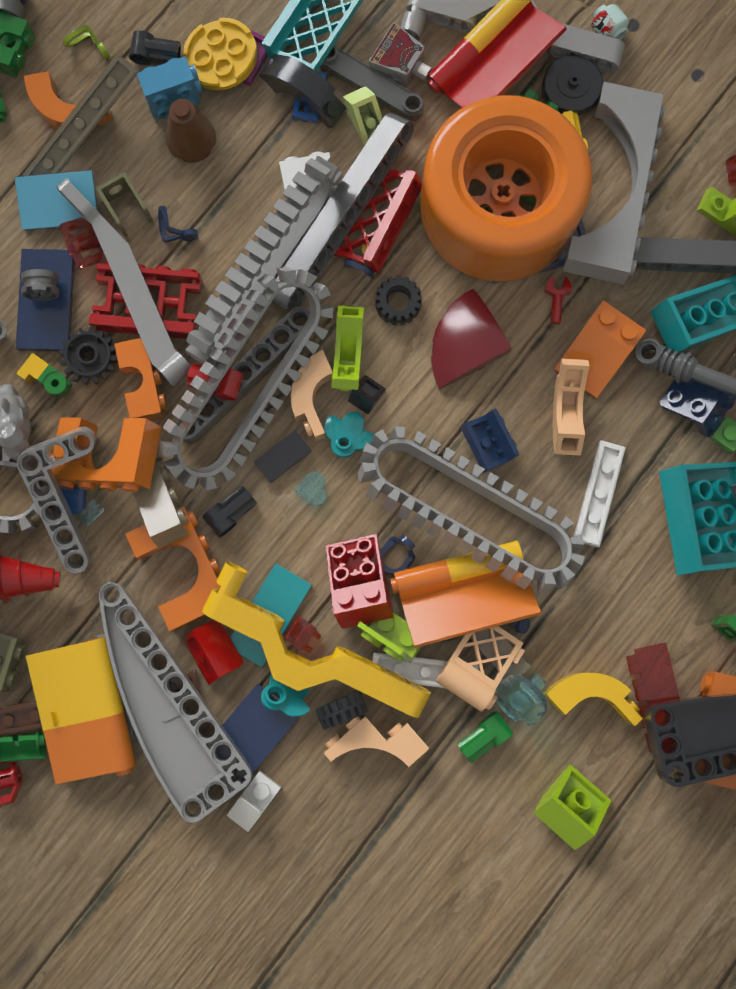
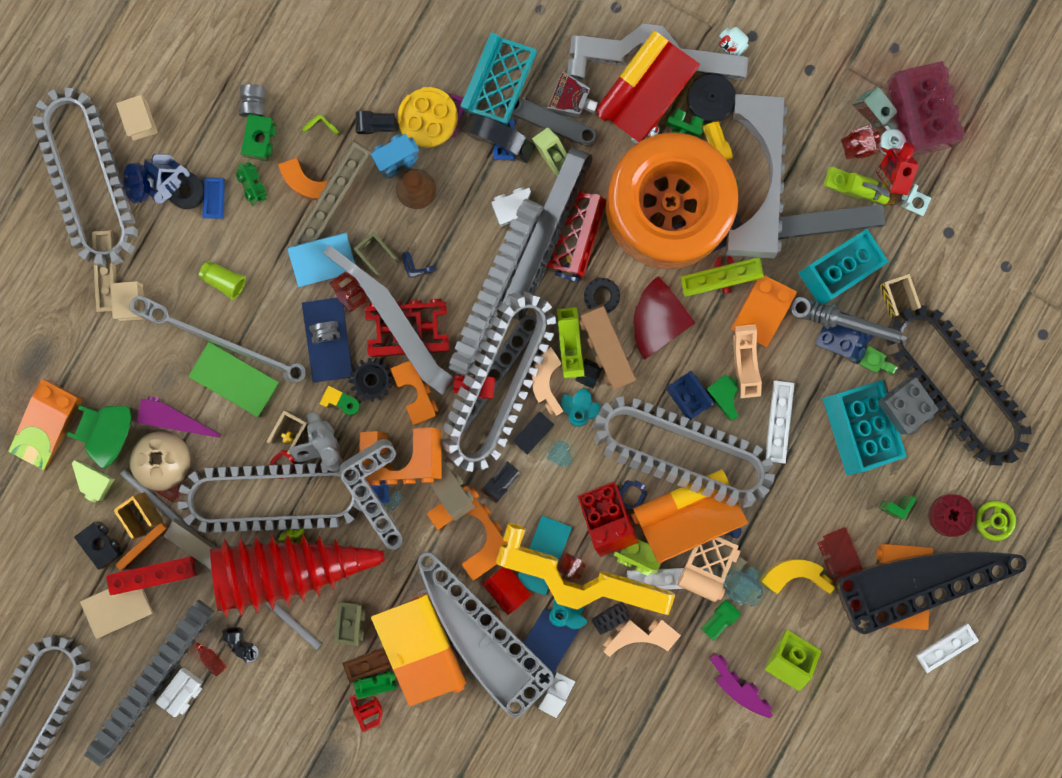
camera: 10 degrees left, 5 degrees up
(394, 360) = (608, 347): none -> medium nougat brick
(499, 840) = (744, 693): none -> magenta slope
(532, 446) = (723, 394): none -> green arch
(553, 298) = (722, 276): none -> lime tile

